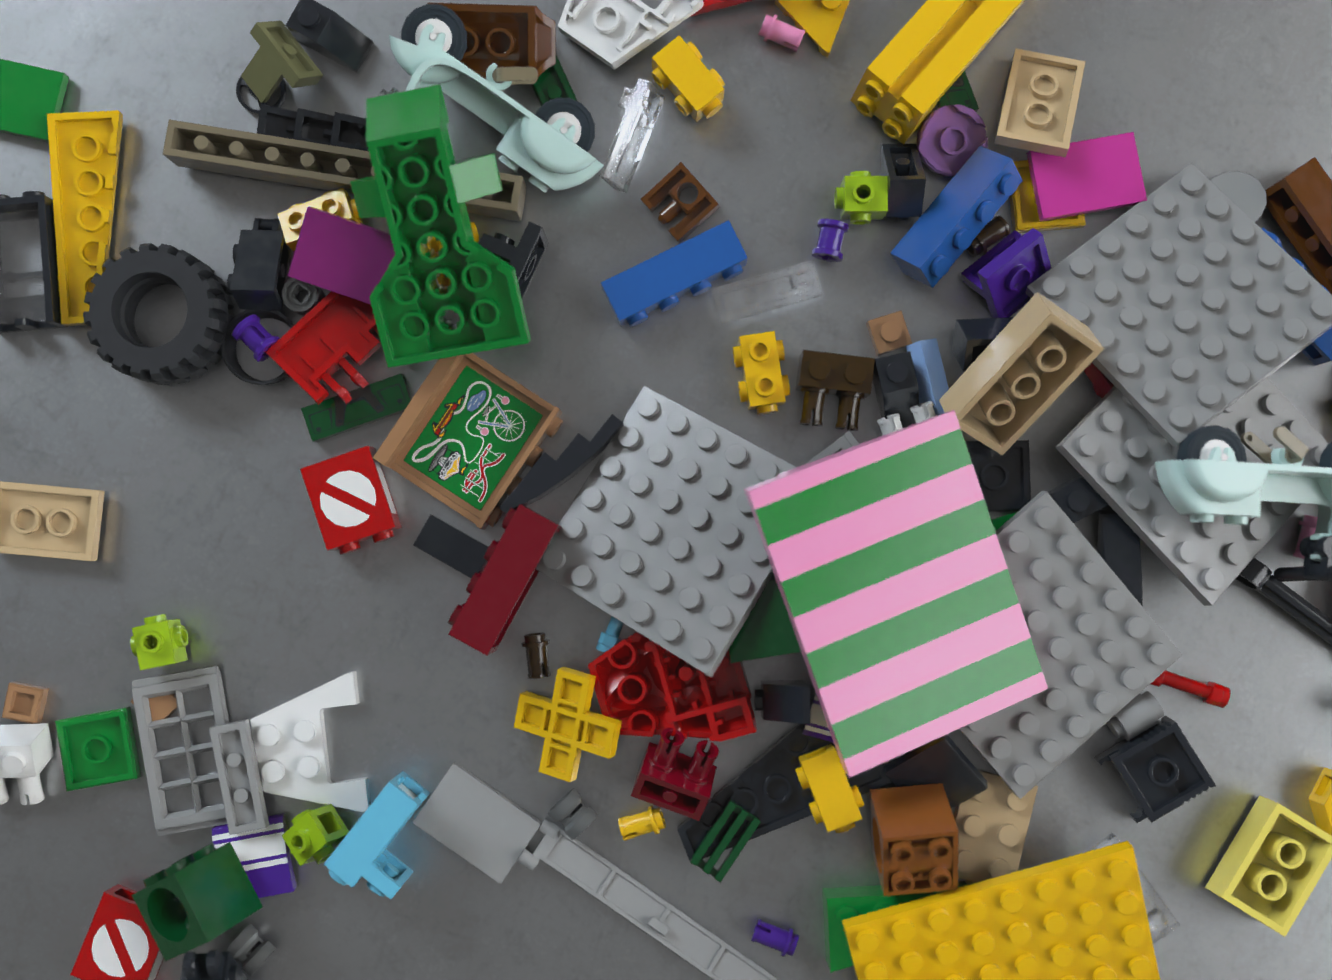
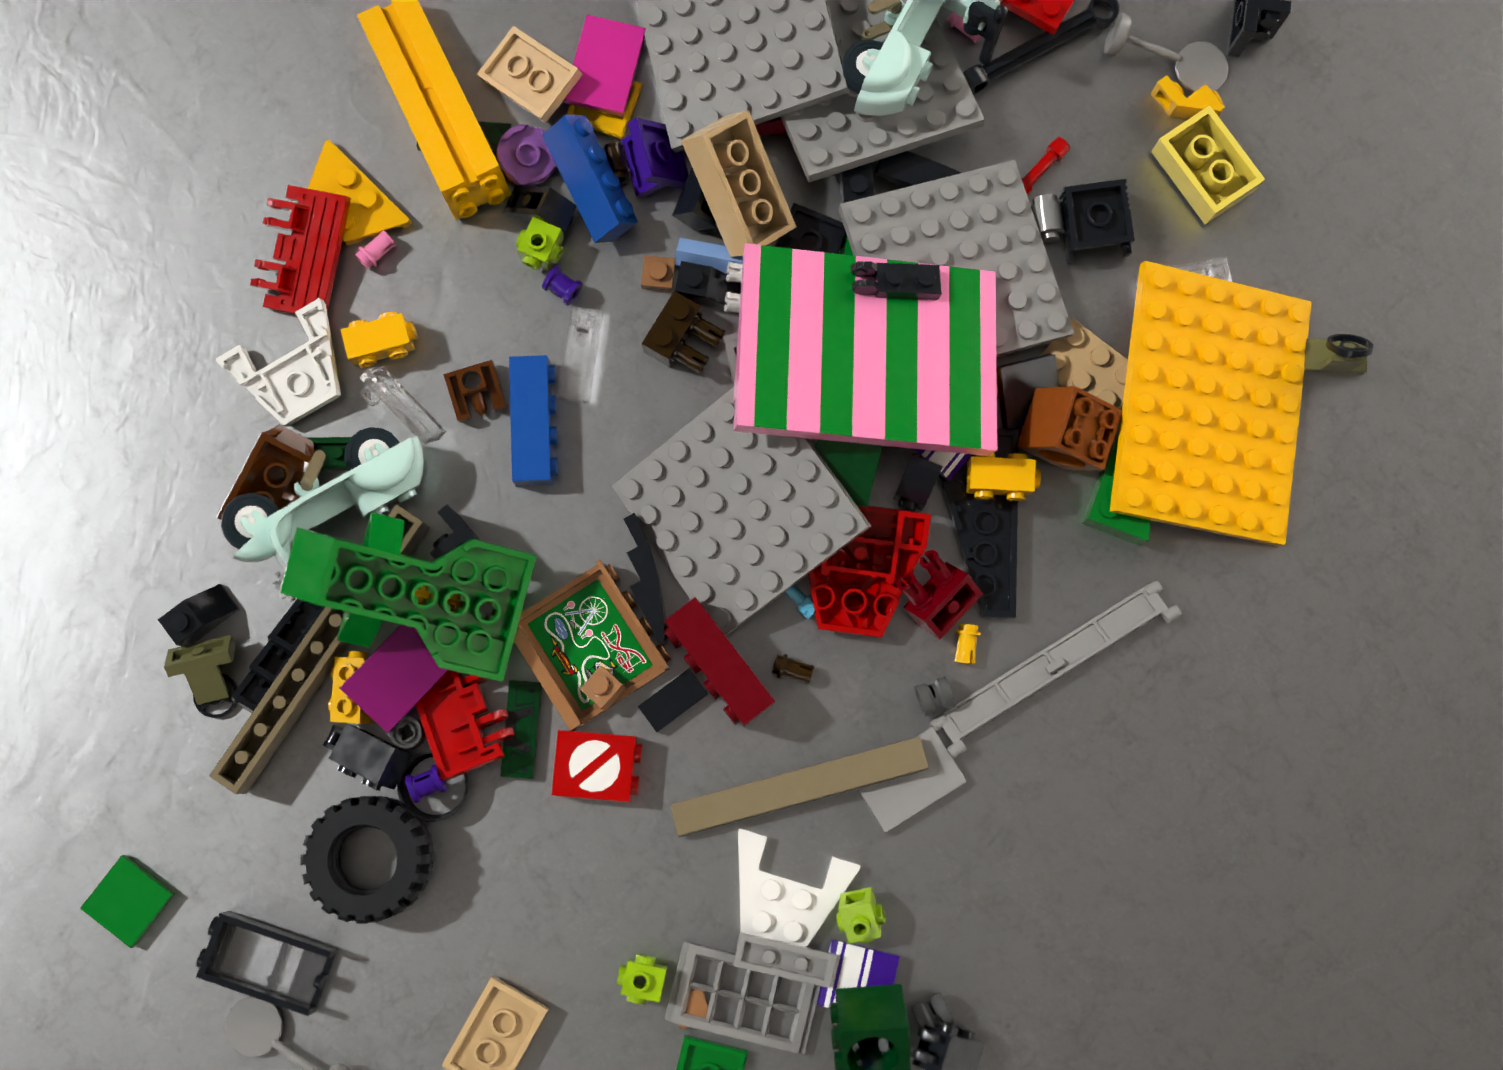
camera: 70 degrees left, 5 degrees down
(84, 181) = (224, 878): yellow wing -> none
(364, 848) = (880, 864): medium azure brick -> none
(420, 716) = (799, 787): none -> dark tan tile
(432, 471) = (603, 688): none -> medium nougat plate
(567, 724) = (859, 666): yellow plate -> none
(708, 867) = (994, 557): dark green tile -> none
(763, 384) = (647, 387): yellow brick -> none
(775, 937) = (1104, 576): dark purple pin -> none
(989, 591) = (897, 280): none -> black hinge

